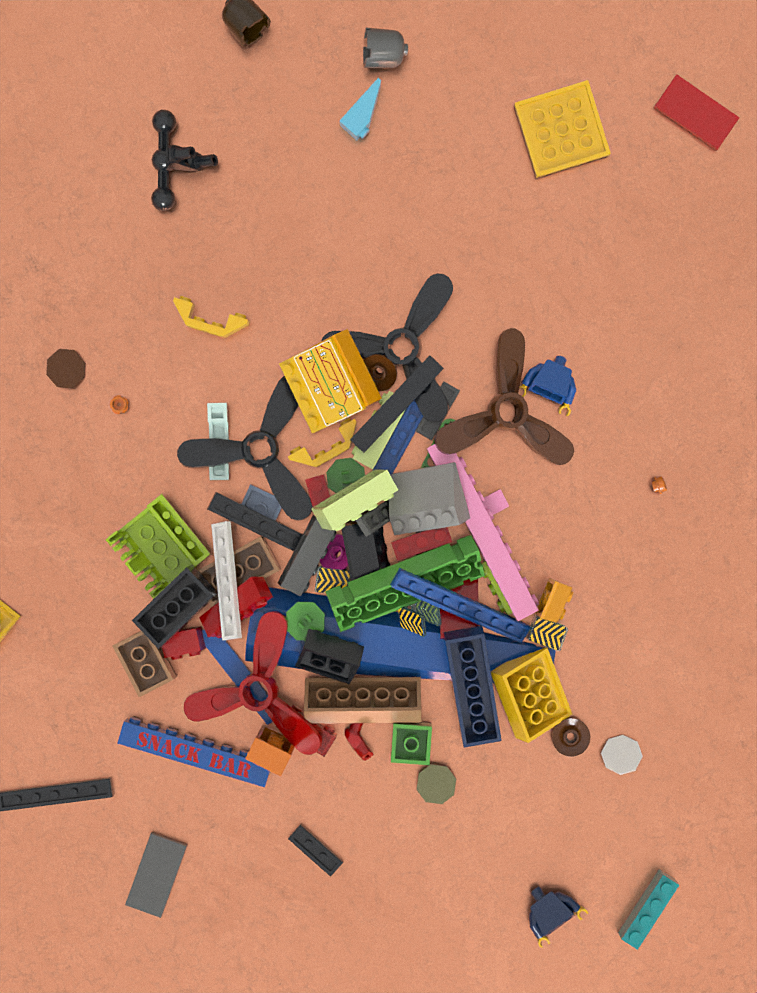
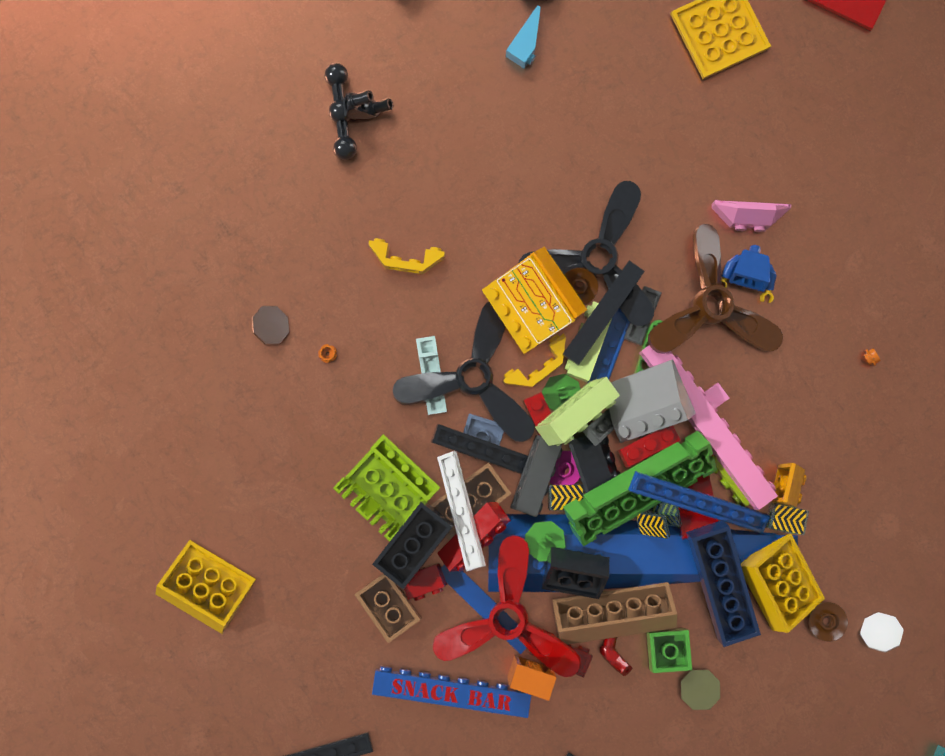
camera: 10 degrees left, 5 degrees down
(561, 324) = (749, 214): none -> bright pink wedge

